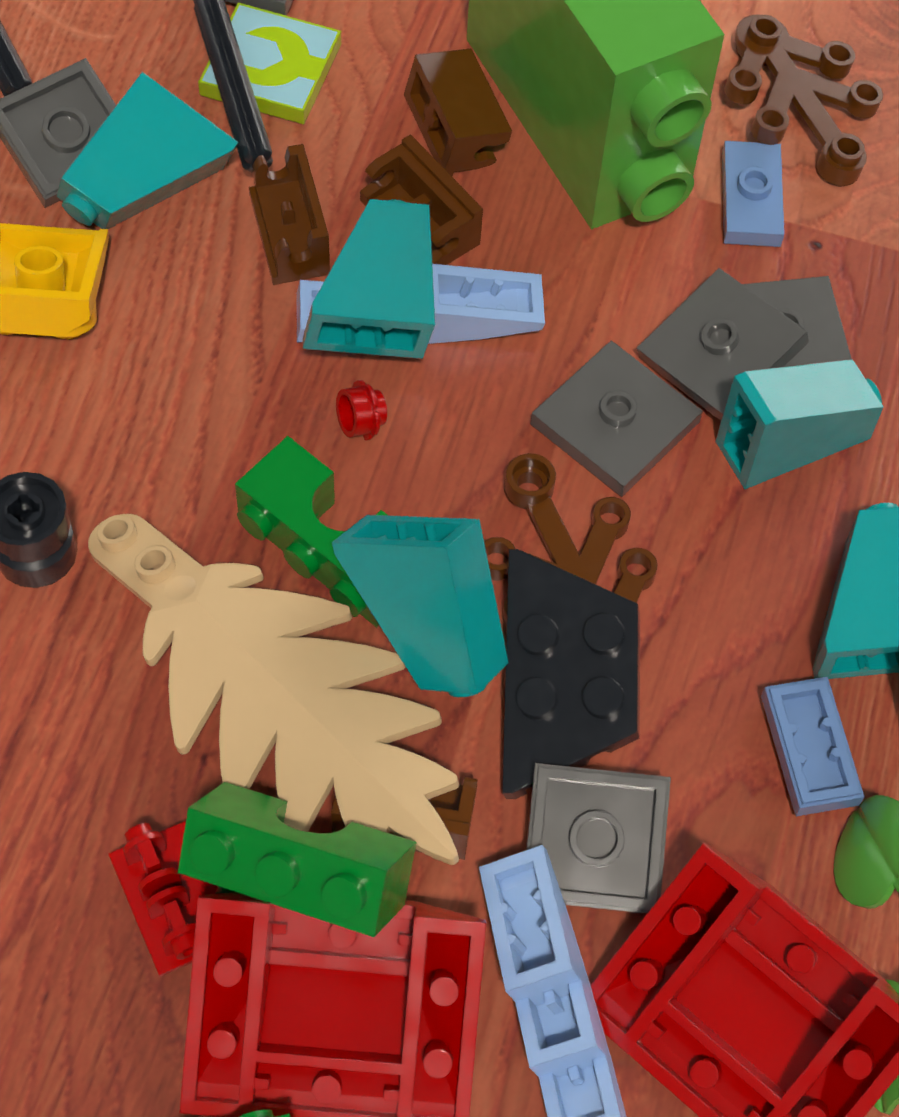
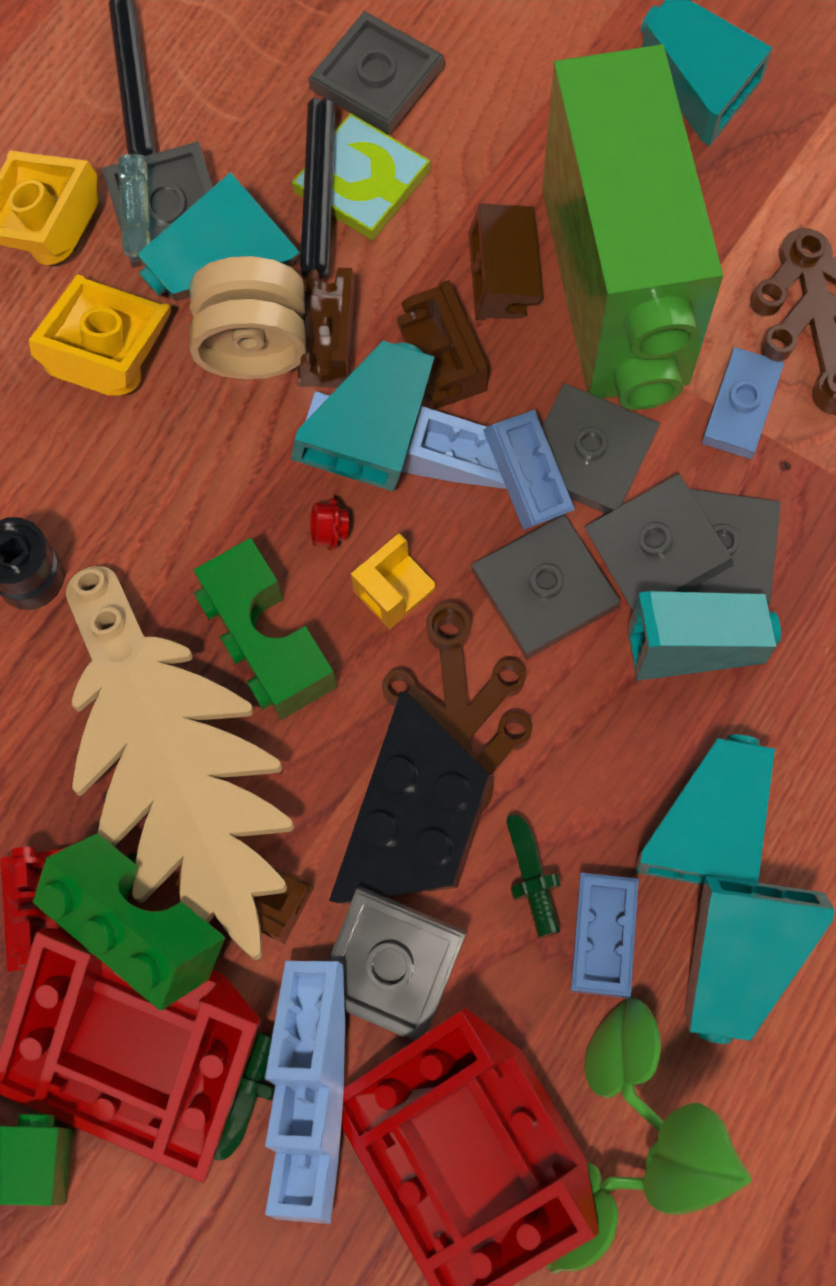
camera: 25 degrees right, 10 degrees up
(36, 134) = (134, 203): none -> clear light blue axle
(206, 217) = (247, 318): none -> tan wheel
(430, 596) = (310, 721): teal slope -> none
(450, 454) = (391, 582): none -> yellow panel
(489, 1016) = (250, 1087): none -> dark green piece
(562, 299) = (528, 469): none -> medium blue plate
(612, 274) = (597, 447): none -> dark grey plate
(719, 717) = (534, 885): none -> dark green piece

